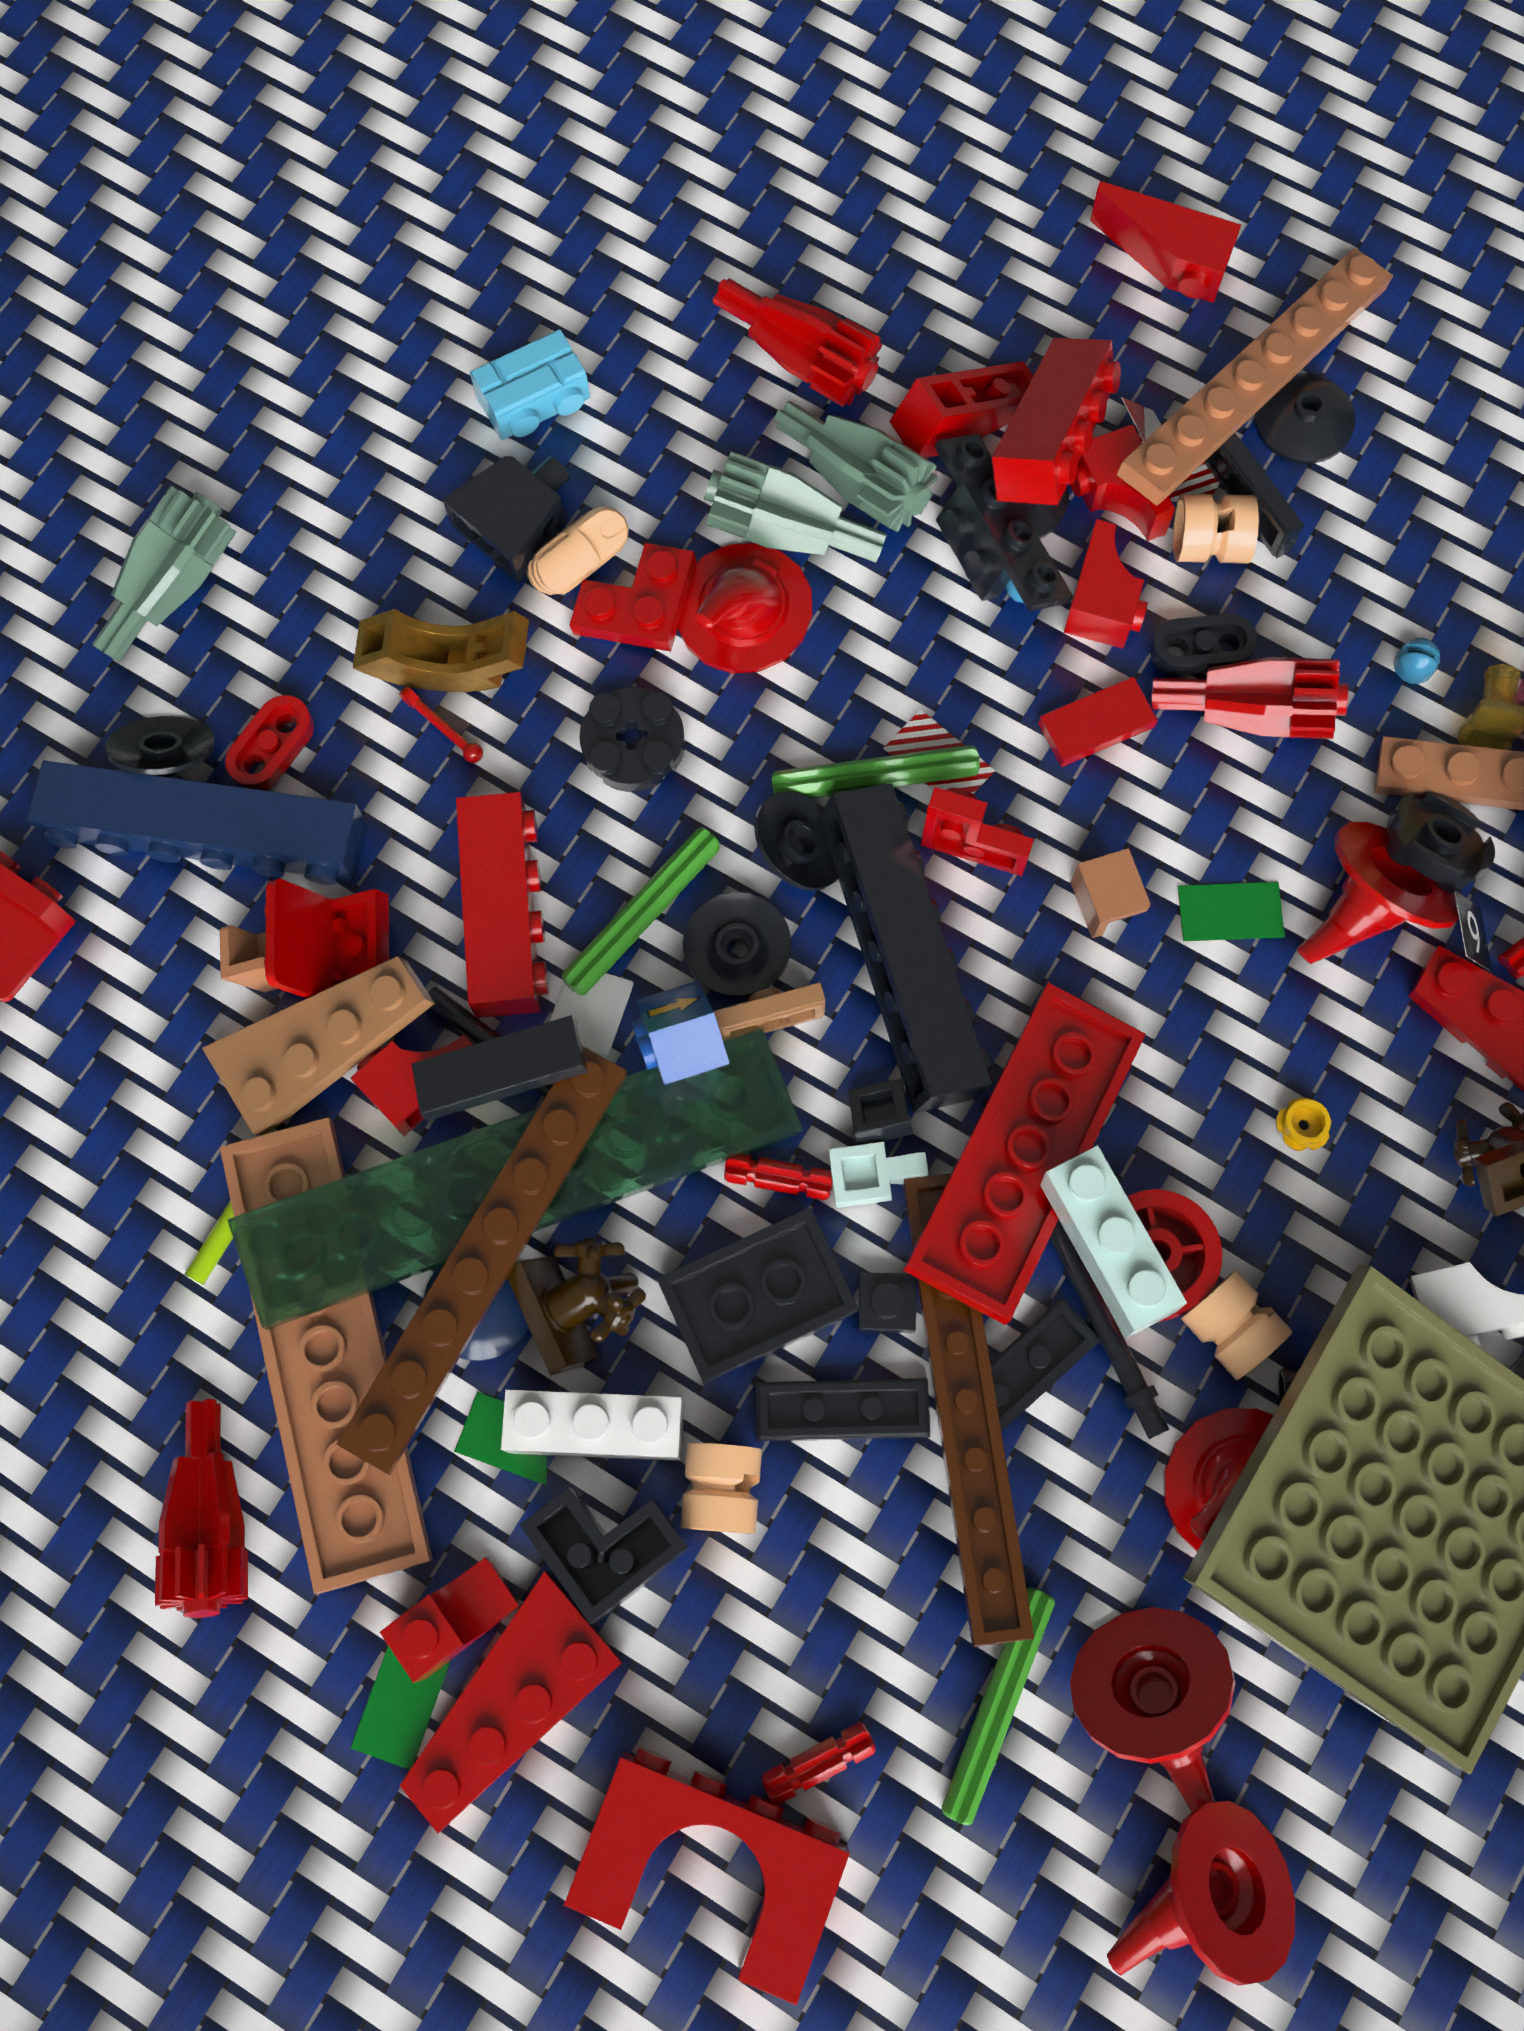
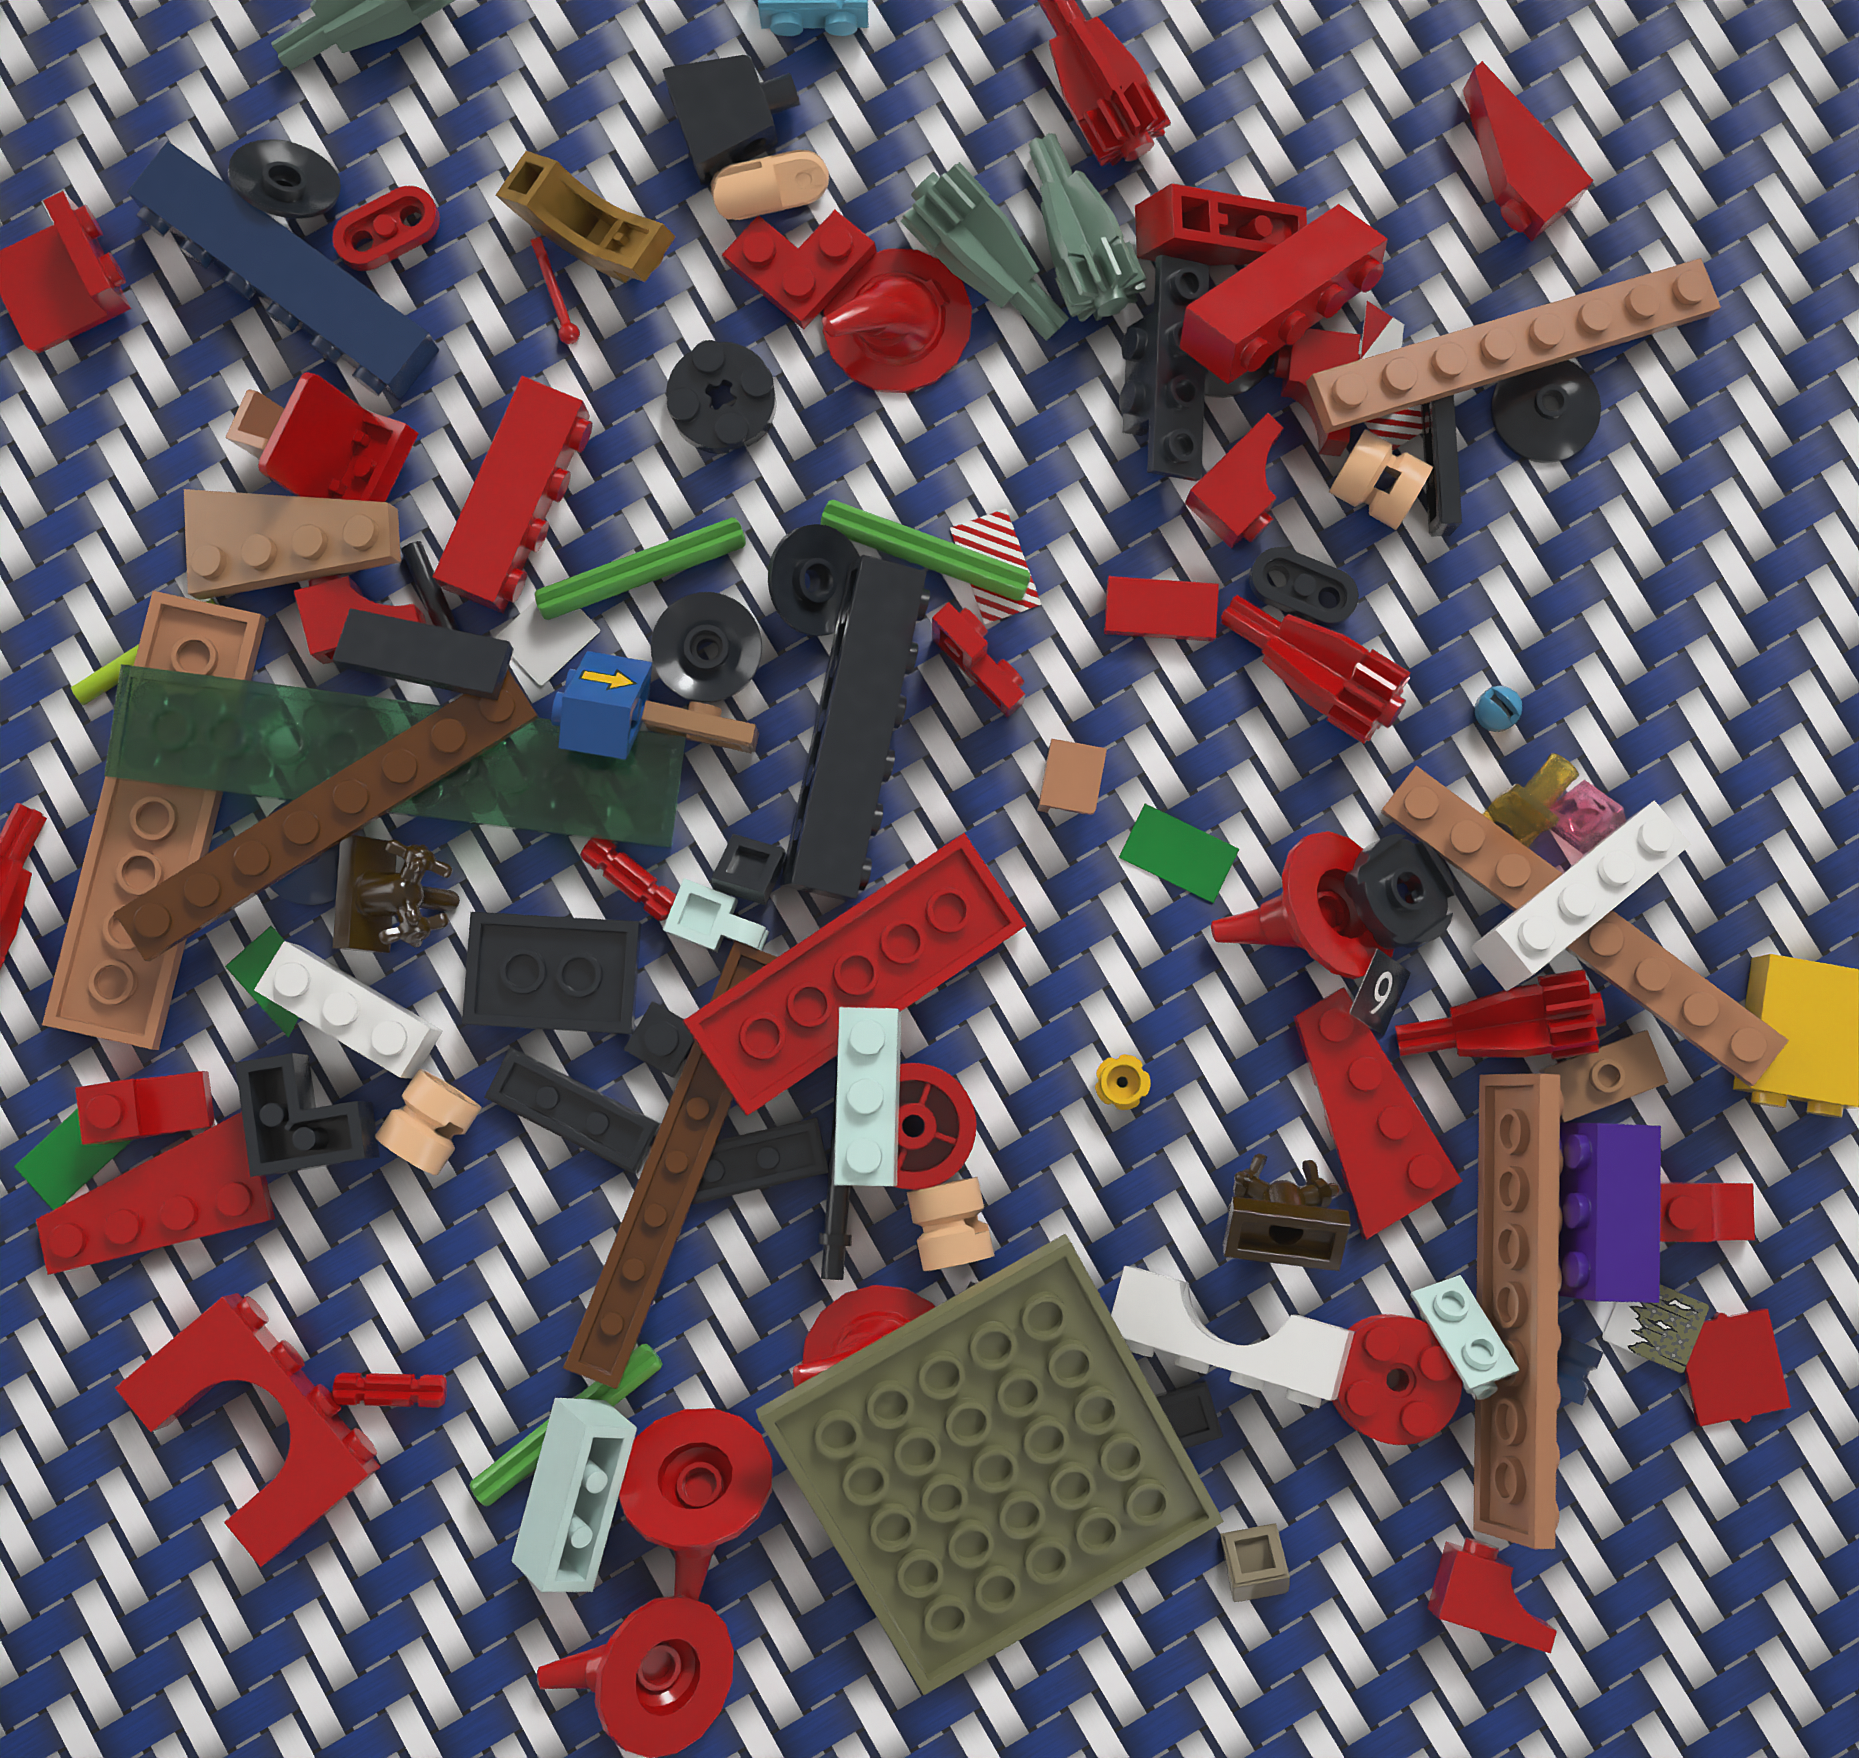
camera: 25 degrees right, 10 degrees up
(1051, 1764) = (573, 1495): none -> light aqua brick

